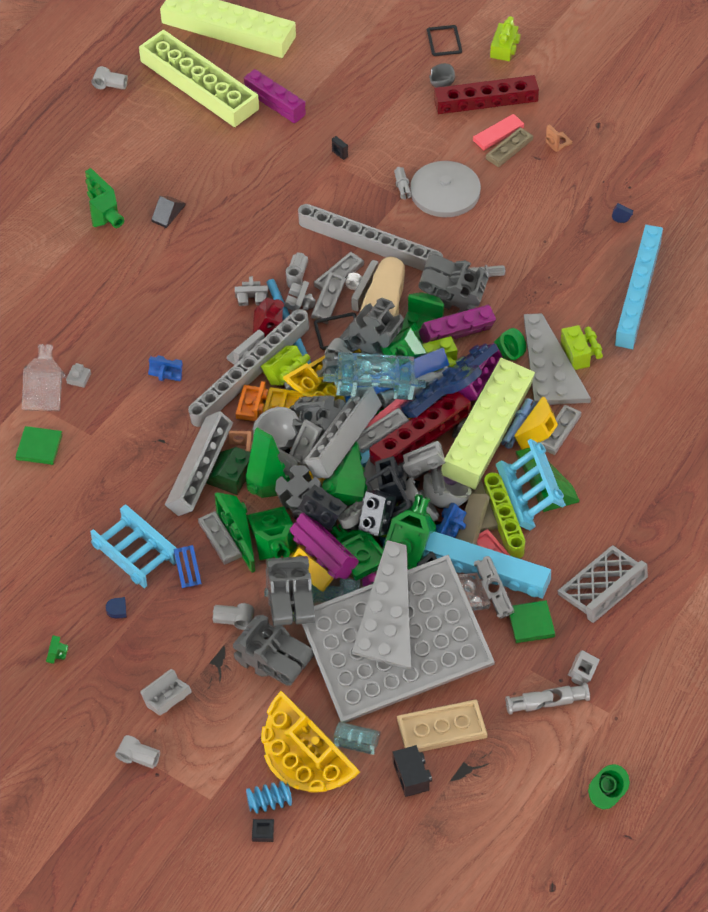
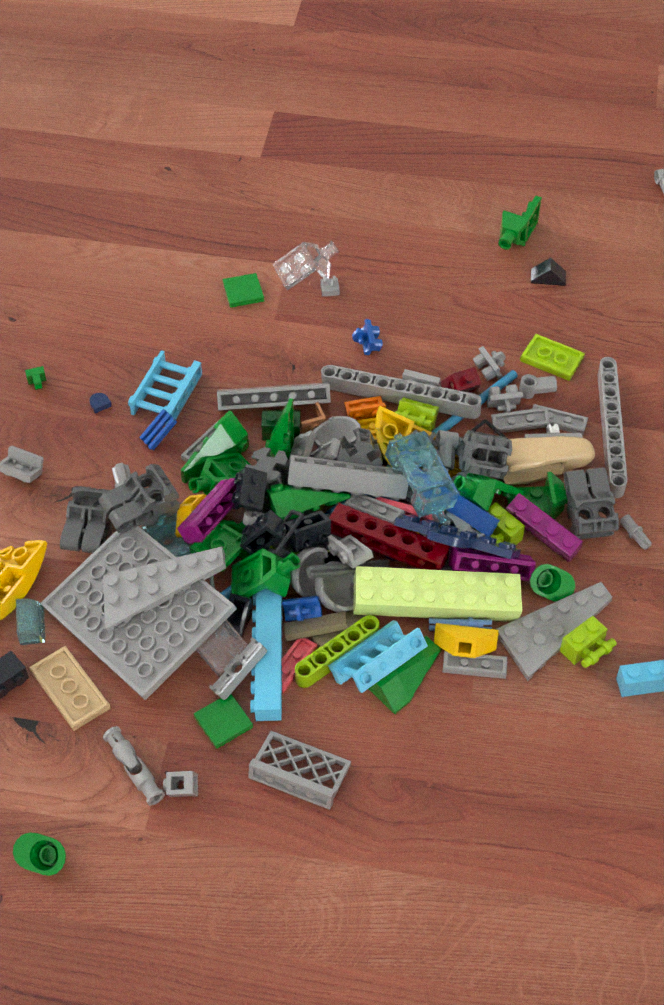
camera: 65 degrees right, 0 degrees up
(266, 248) = (552, 357): none -> lime tile

